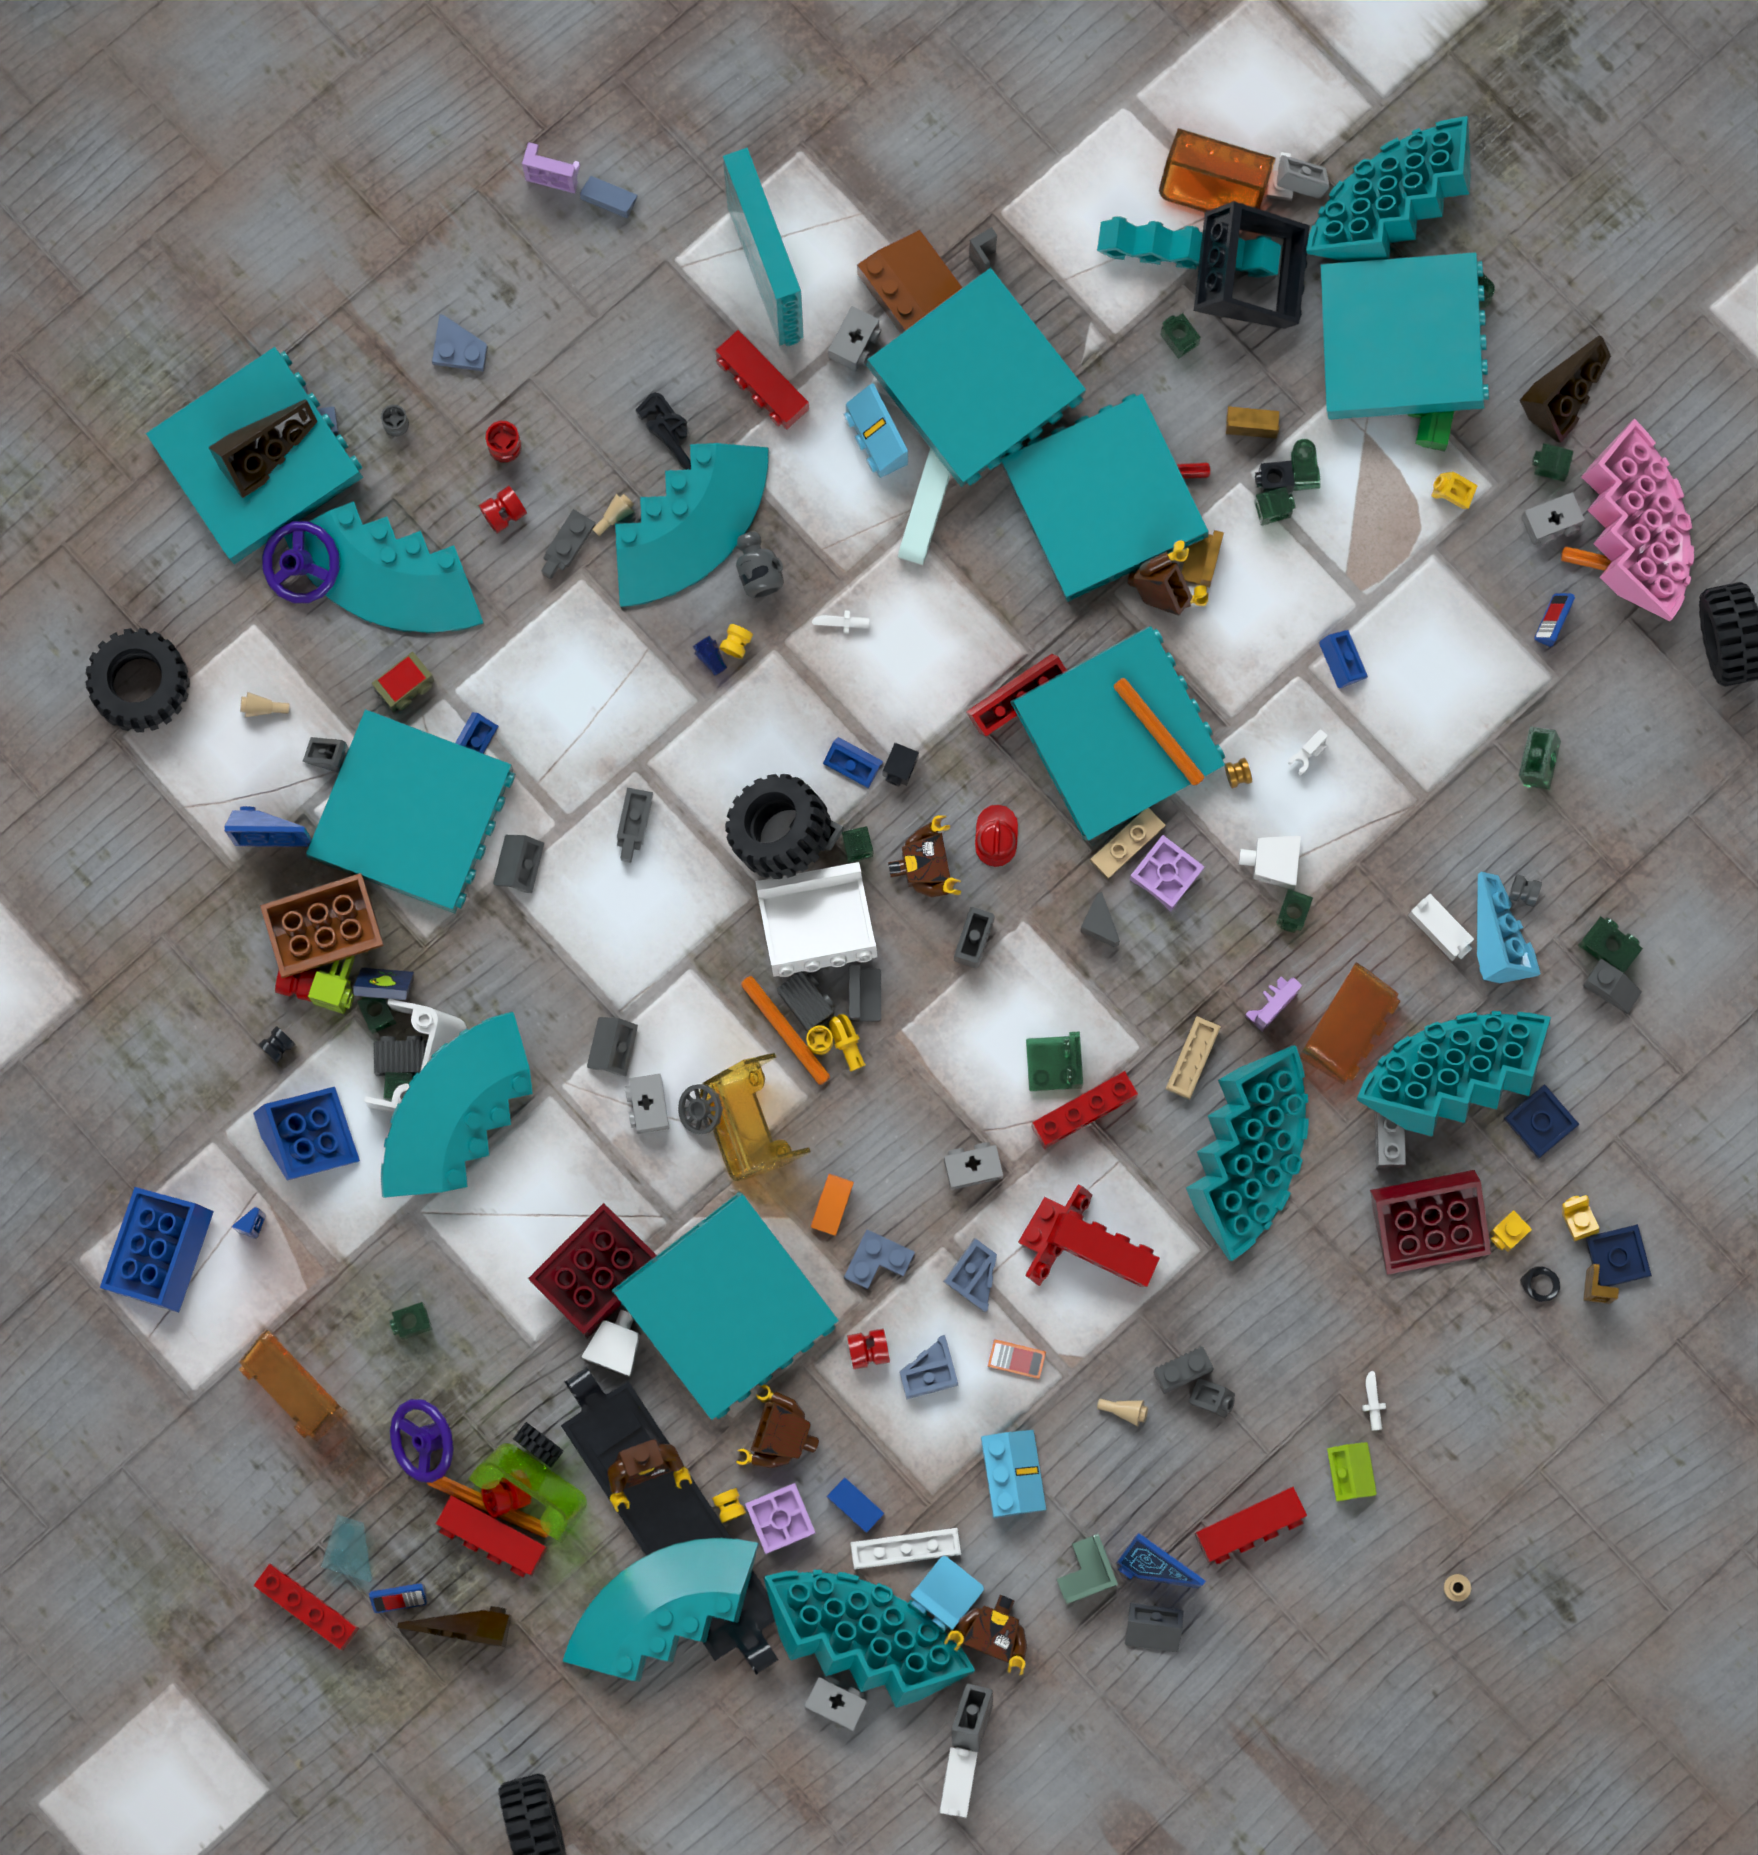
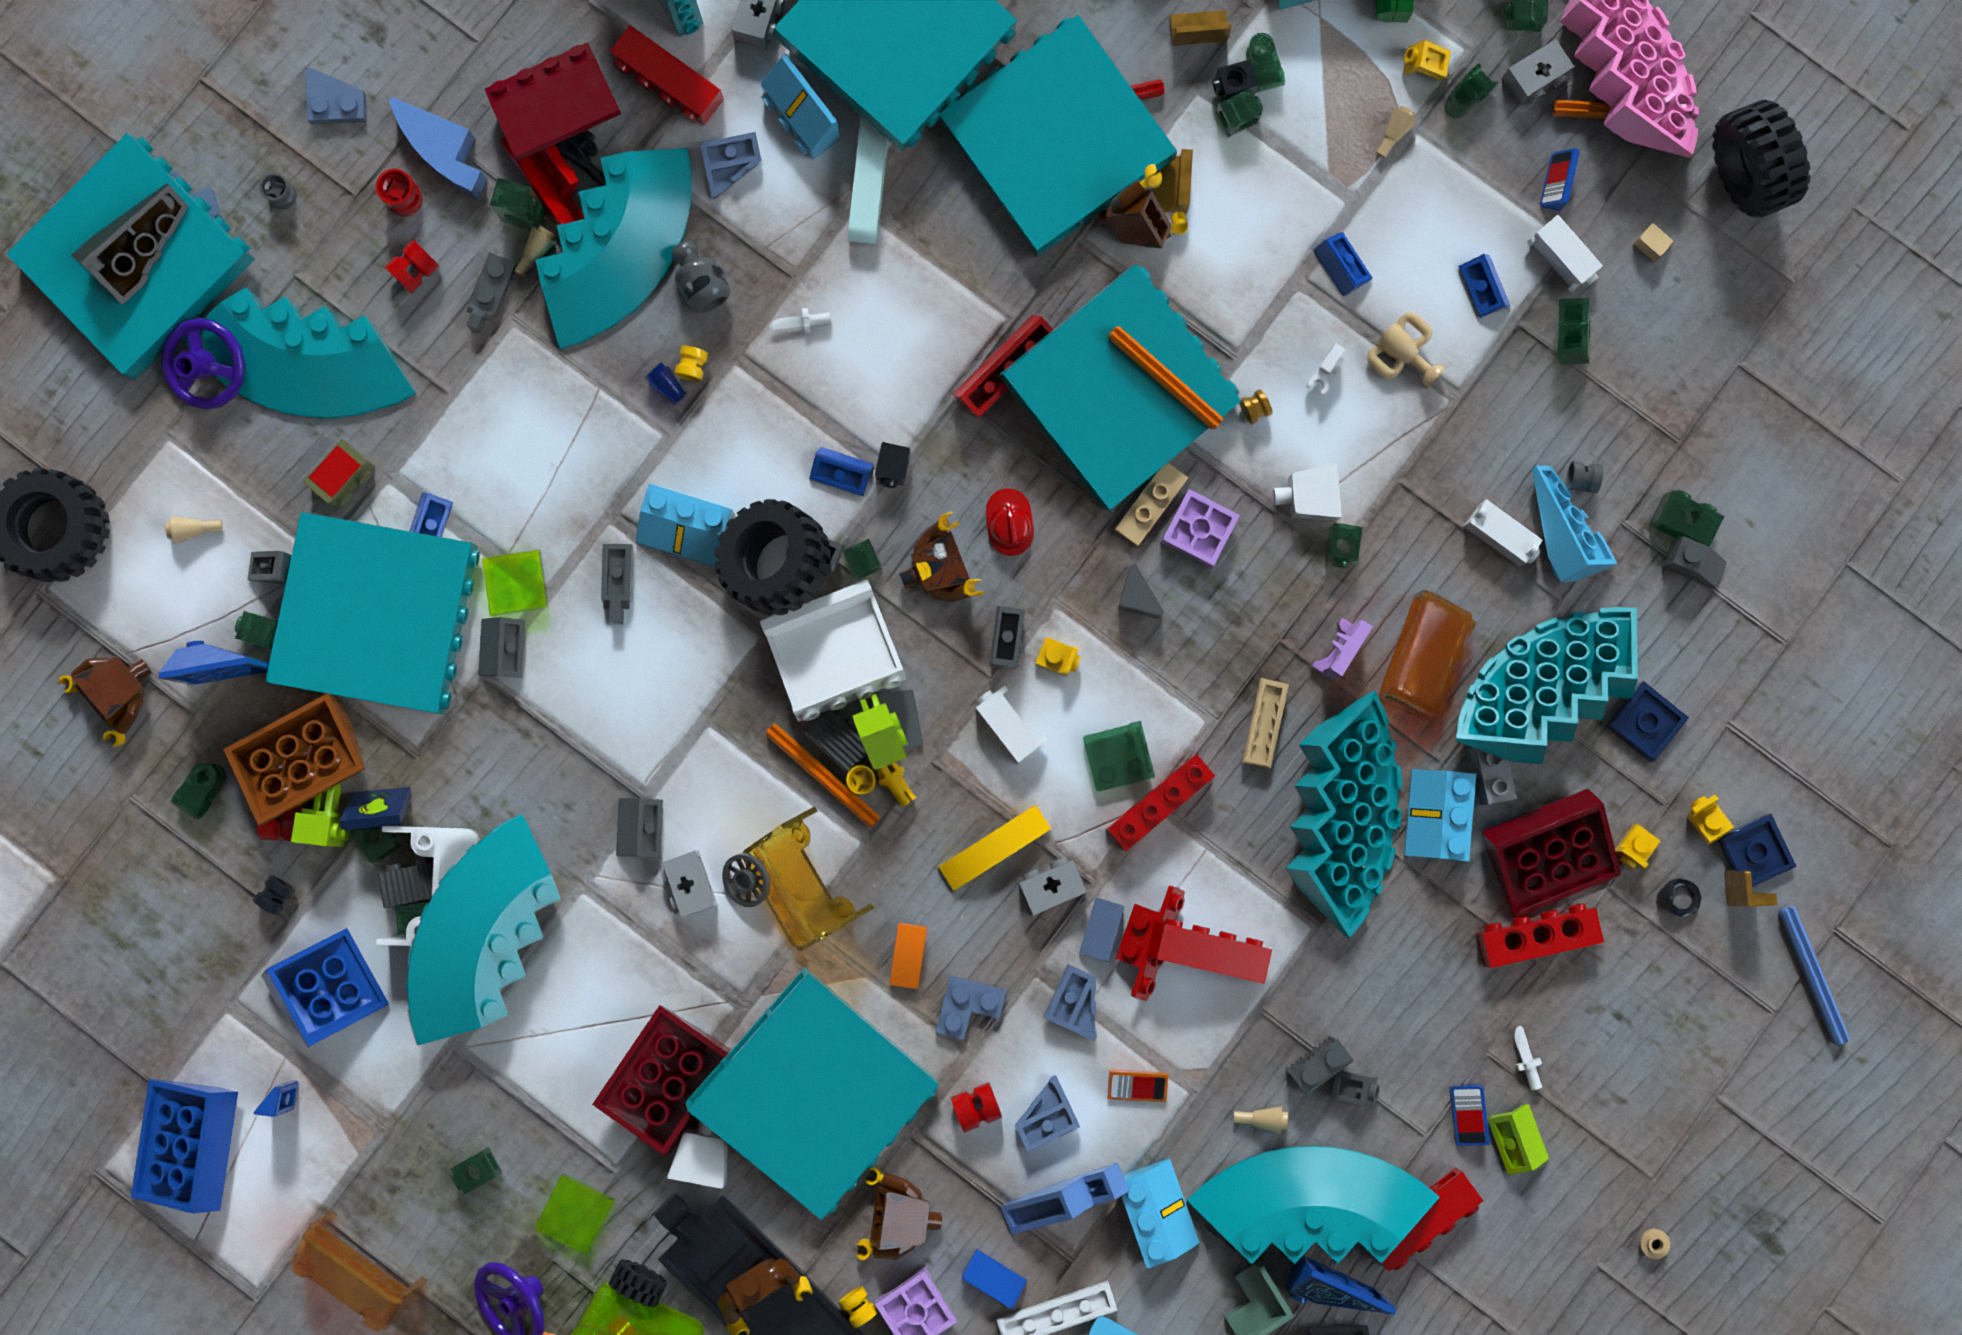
camera: 15 degrees left, 5 degrees up
(166, 836) = (110, 691): none -> reddish brown torso
(225, 940) = (196, 792): none -> clear green piece
(305, 807) = (256, 629): none -> clear green brick
(491, 1377) = (574, 1214): none -> clear neon green plate
(542, 807) = (515, 582): none -> clear neon green plate
(547, 406) = (441, 146): none -> medium blue slope
(607, 472) = (516, 204): none -> clear green brick
(637, 448) = (551, 181): none -> red bracket
(656, 386) = (552, 101): none -> dark red slope
(701, 783) = (681, 524): none -> medium azure slope
(804, 466) = (729, 160): none -> sand blue wing
(844, 999) = (880, 734): none -> lime brick
(927, 1123) = (994, 847): none -> yellow slope
(931, 1443) = (1065, 1199): none -> medium blue slope
(960, 1016) = (1007, 725): none -> white brick
(1010, 1214) = (1102, 929): none -> sand blue slope
(1017, 964) = (1058, 657): none -> yellow bracket
(1154, 1485) = (1313, 1198): none -> teal brick
(1311, 1441) = (1469, 1115): none -> slope
(1335, 1168) = (1440, 814): none -> medium azure slope
(1363, 1301) = (1585, 933): none -> red brick
(1383, 746) = (1404, 349): none -> tan piece
(1417, 543) = (1399, 124): none -> tan cone
(1468, 702) = (1484, 285): none -> blue slope
(1491, 523) = (1472, 90): none -> clear green piece
(1547, 687) = (1566, 254): none -> white brick
(1630, 691) = (1653, 242): none -> tan slope
(1649, 1376) = (1814, 975): none -> medium blue axle

